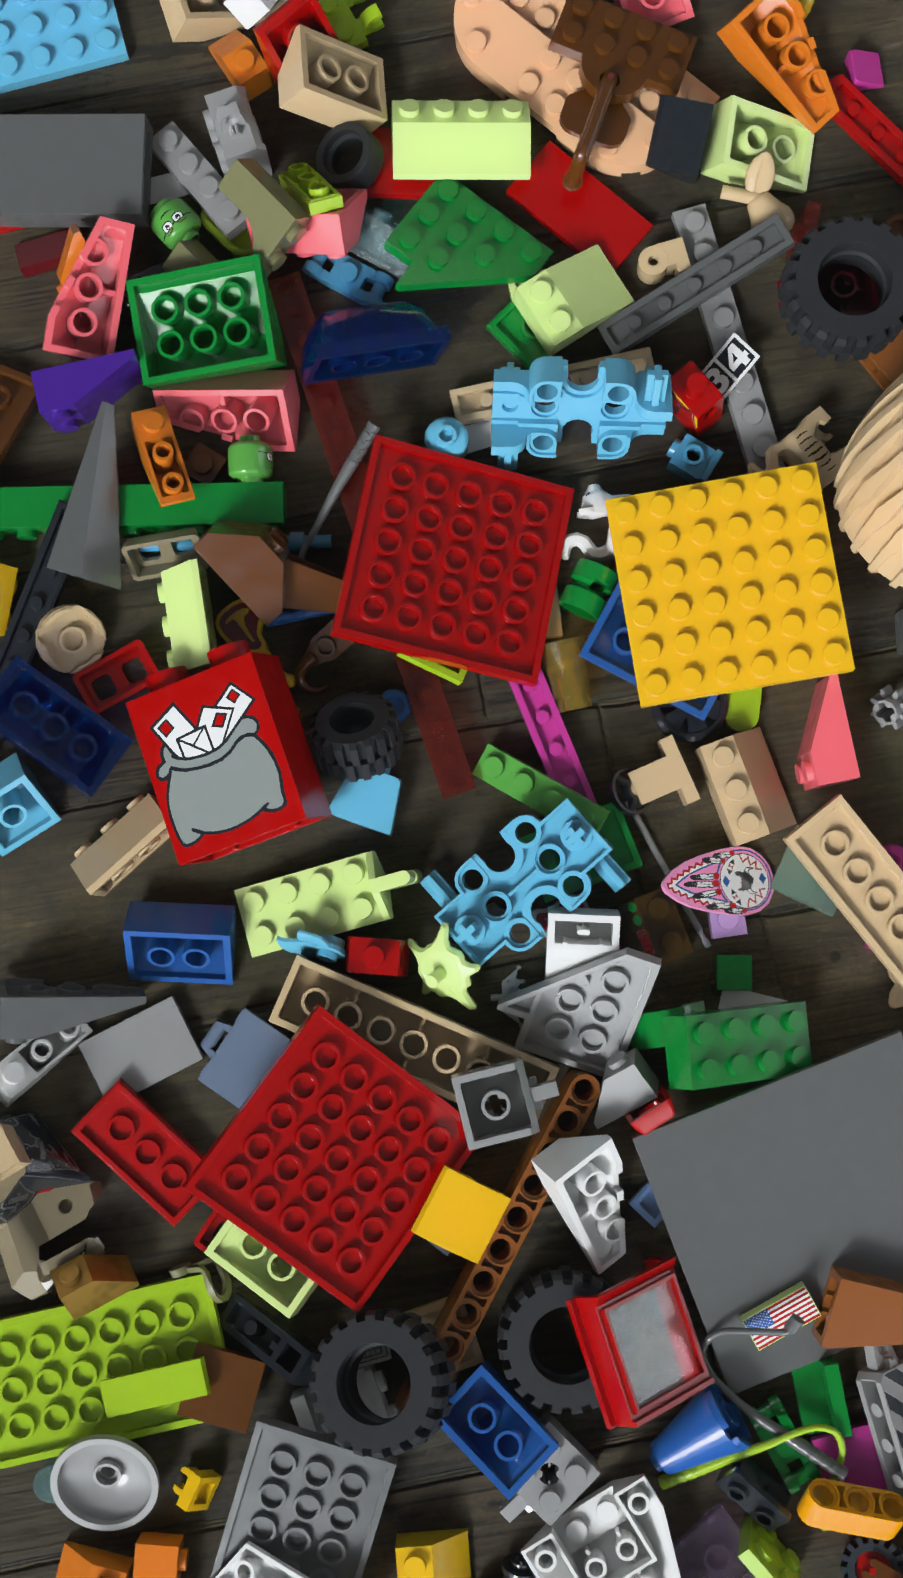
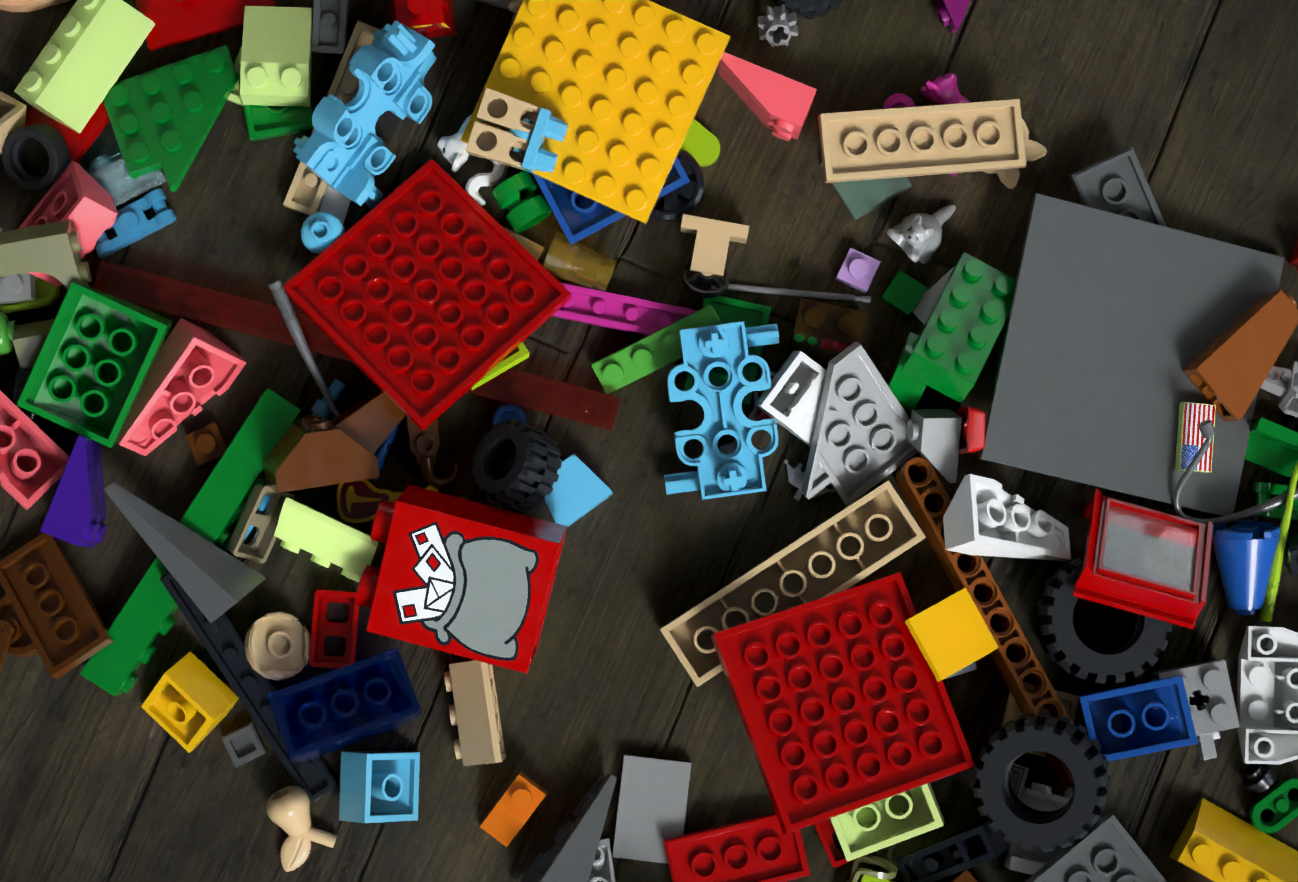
camera: 60 degrees left, 0 degrees up
(64, 932) = (513, 809): none -> orange slope
(161, 456) = (179, 472): orange slope -> none
(180, 942) = (586, 719): blue slope -> none
(242, 1056) = (712, 728): sand blue piece -> none
(250, 460) = (230, 403): bright green head -> none
(310, 189) = (42, 206): lime tile -> none
(319, 900) = (627, 586): yellowish green hinge -> none
(322, 946) = (661, 611): medium azure plate -> none
(371, 341) = (201, 240): clear blue windscreen -> none
(376, 956) = (701, 569): red torso -> none
(444, 968) = (749, 519): yellowish green piece -> none
(509, 1082) = (886, 522): light grey hinge -> none
(645, 552) = (523, 142): none -> tan hips
(646, 1205) = (1041, 485): medium blue tile -> none
(689, 470) = (483, 54): dark azure brick -> none
(722, 882) = (826, 253): shield -> none
(745, 786) = (763, 184): tan slope -> none
(795, 953) = (921, 233): none -> light grey animal

